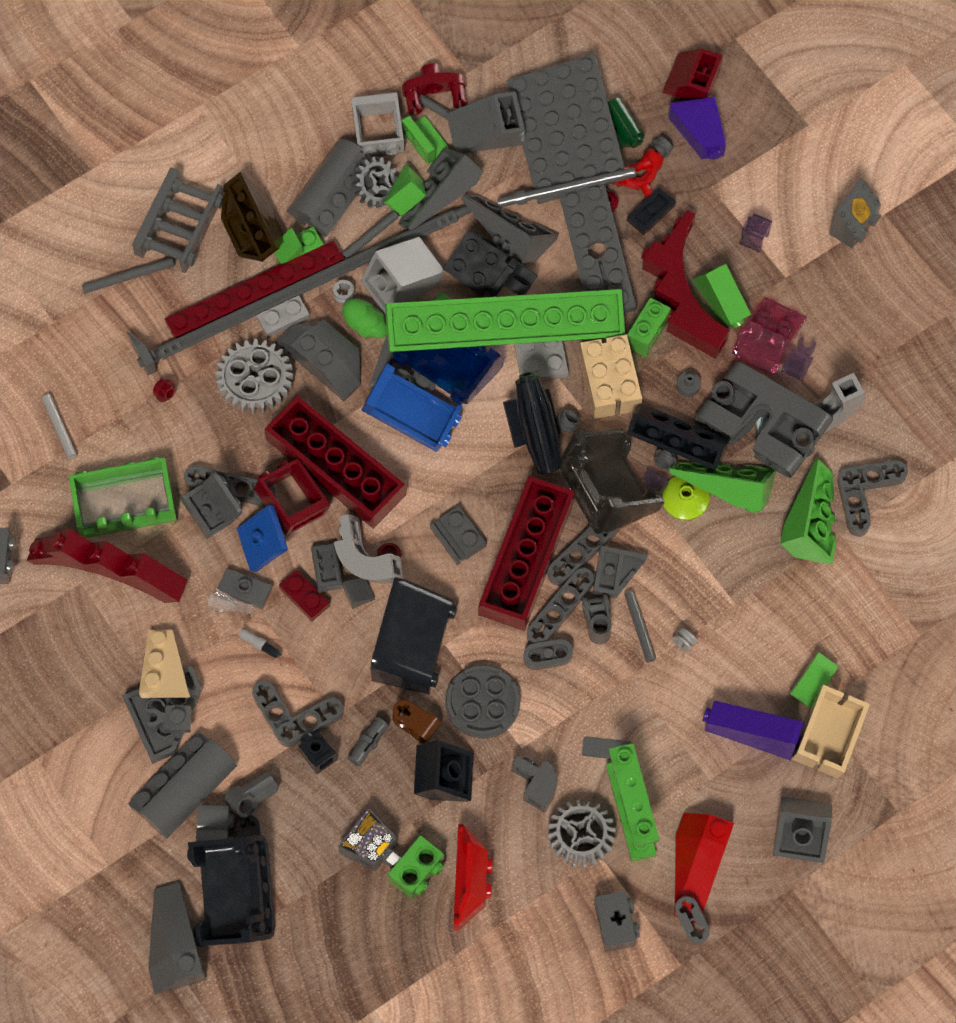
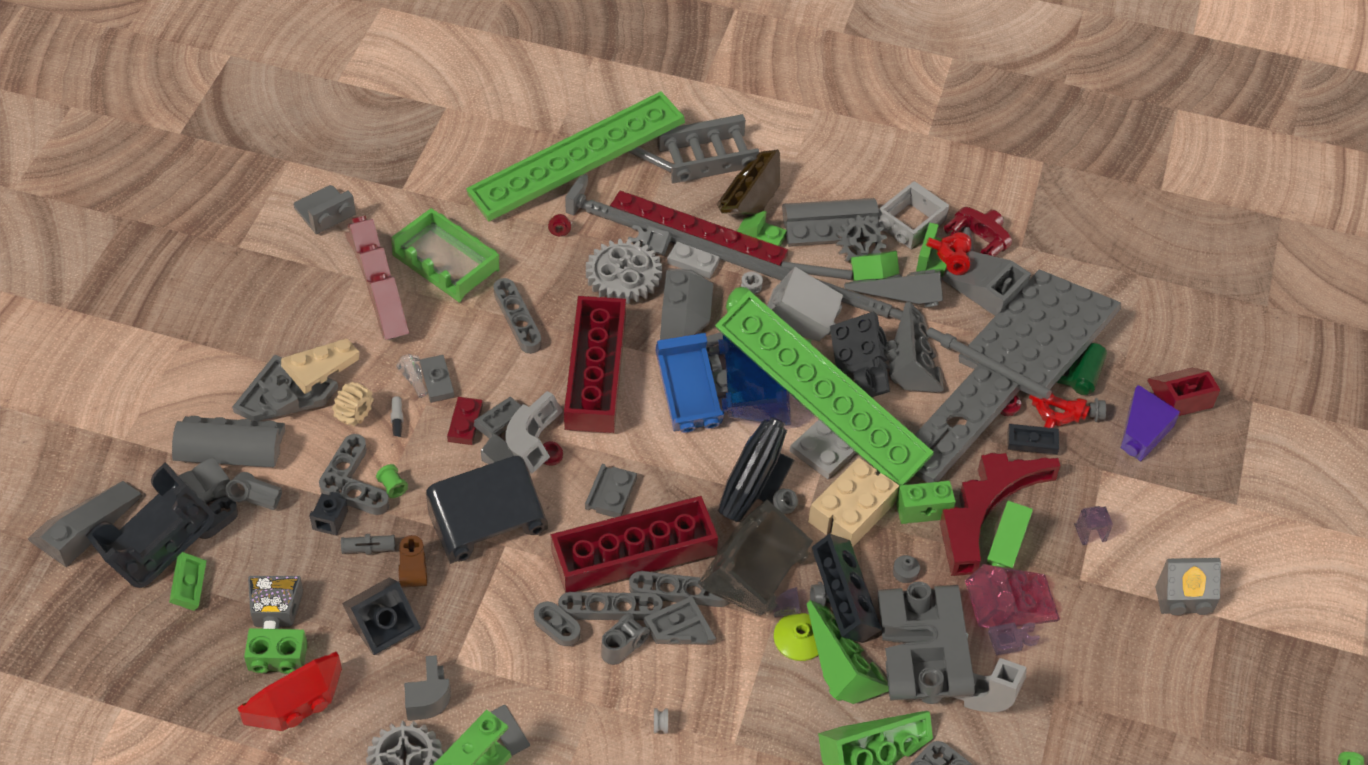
camera: 50 degrees right, 15 degrees down
(59, 426) = (481, 175): light grey bar -> none
(105, 326) = (575, 156): none -> bright green plate
(212, 505) = (483, 308): dark grey bracket -> none
(227, 667) = (352, 403): none -> tan gear
(240, 330) = (654, 238): none -> dark grey plate
(262, 538) = (486, 357): blue plate -> none
(300, 894) = (187, 581): none -> bright green plate
(318, 501) = (532, 373): dark red window -> none
(323, 686) = (392, 481): none -> bright green bush
(435, 116) = (953, 252): none -> red piece
(482, 701) = (474, 605): dark grey tile -> none
(640, 627) = (645, 679): dark grey piece -> none

